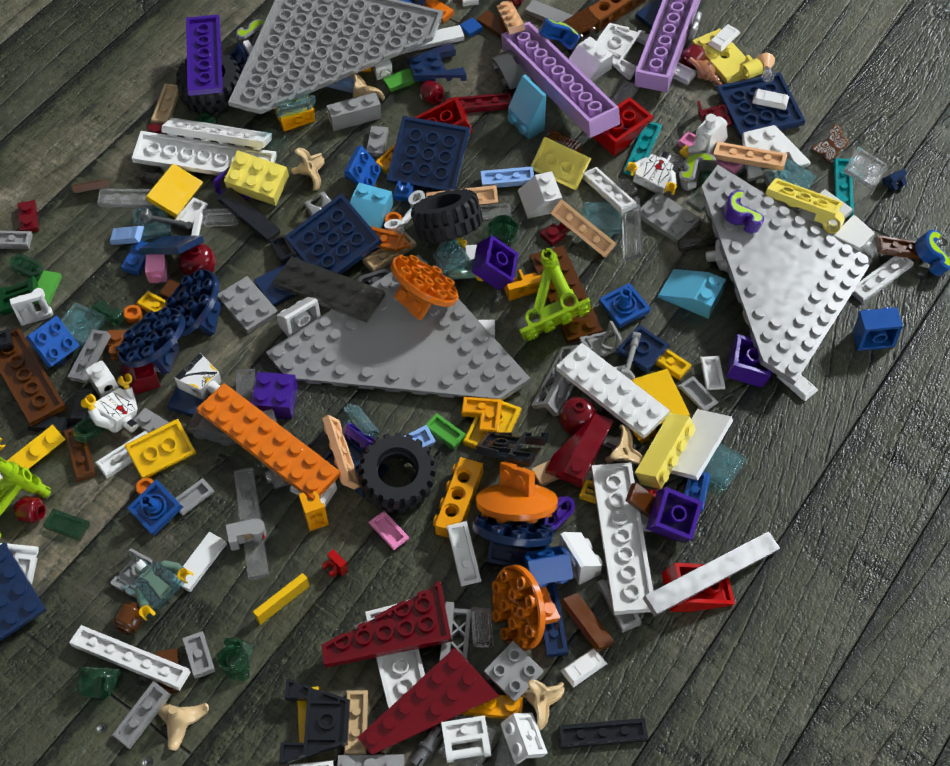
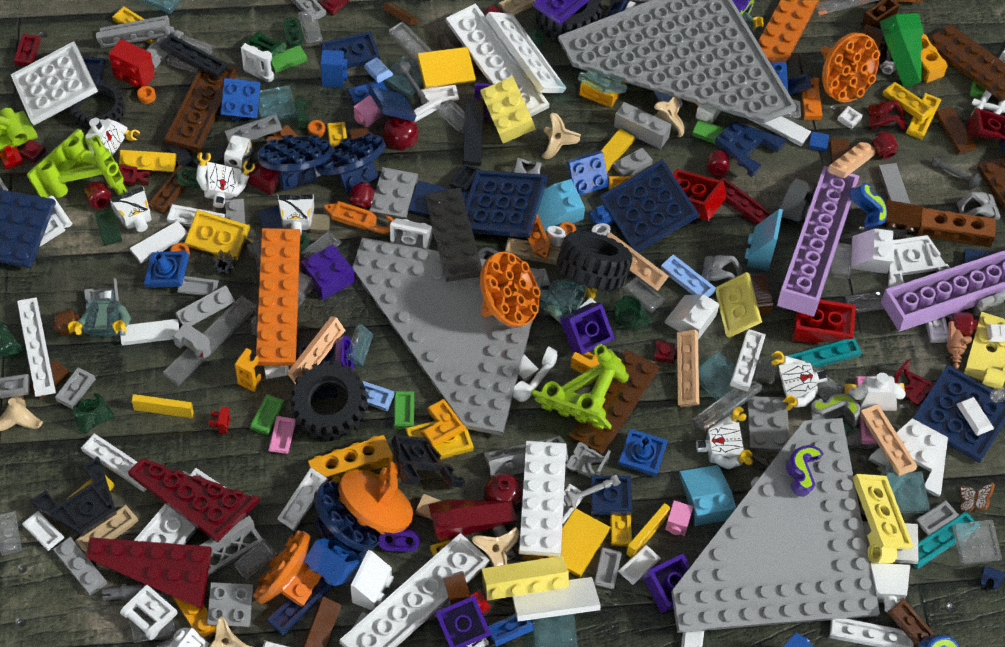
camera: 45 degrees right, 0 degrees up
(33, 251) = (310, 26): none -> clear tile
(42, 469) = (131, 175): none -> dark red plate
(71, 493) = (132, 209): none -> white torso
(86, 243) = (357, 48): none -> dark blue tile
(95, 261) = (333, 68): none -> blue brick
(121, 496) = (159, 242): none -> white tile
(196, 461) = (222, 266): none -> black gear
(218, 505) = (205, 307): none -> light grey plate
(225, 370) = (320, 223): none -> dark tan tile
(229, 325) = (361, 195): none -> dark red head
(244, 342) = (356, 217): none -> orange plate
(297, 670) = (111, 458): none -> white tile
(352, 138) = (616, 147): none -> yellow tile
(359, 529) = (266, 415): none -> bright green tile
(493, 308) = (522, 390): none -> white piece
(513, 156) = (714, 265): none -> light grey piece
(664, 251) = (725, 442): none -> white torso
(691, 347) = (648, 530): none -> yellow tile
(698, 321) = (679, 518): none -> bright pink brick
(825, 177) = (936, 518): none -> light grey tile

